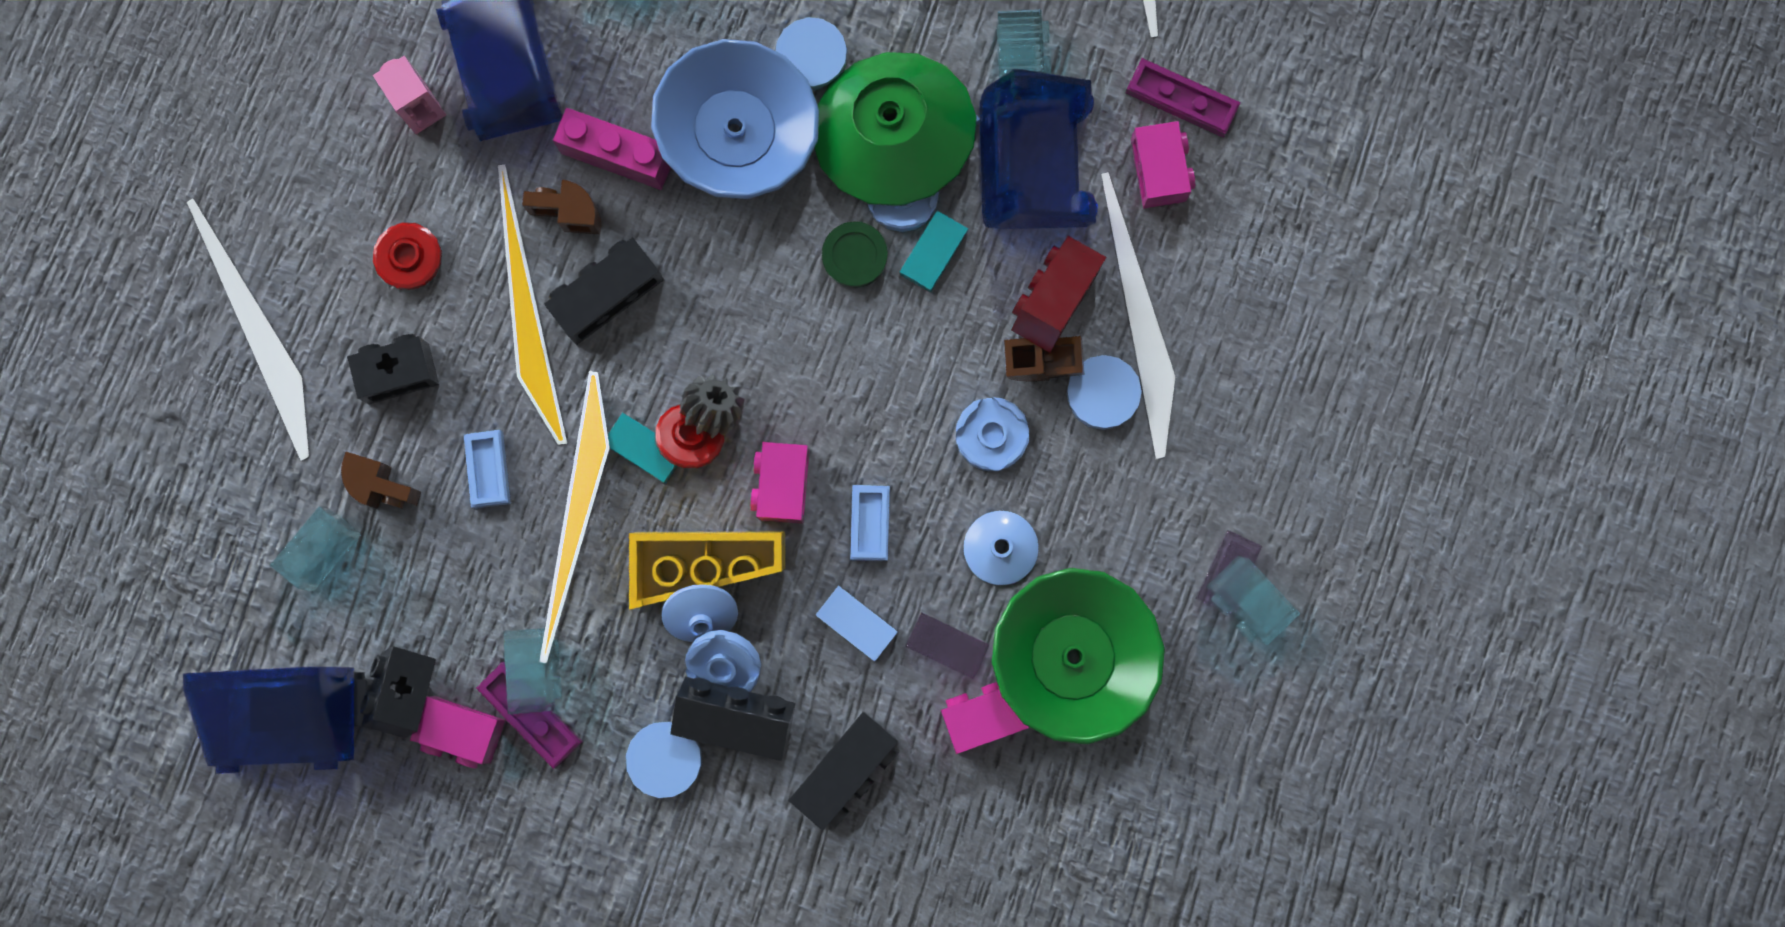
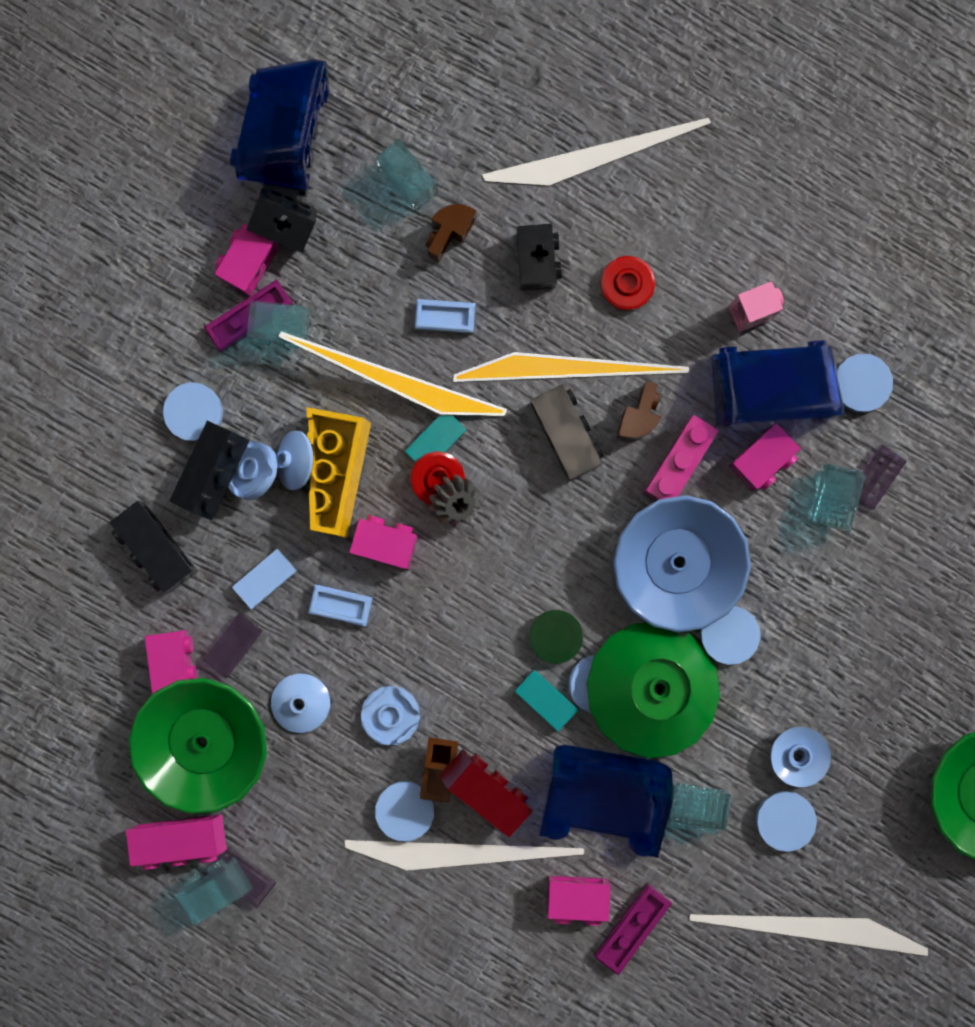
camera: 100 degrees right, 5 degrees up
(590, 52) = (765, 457): none -> dark pink brick
(1203, 661) = (176, 841): none -> dark pink brick

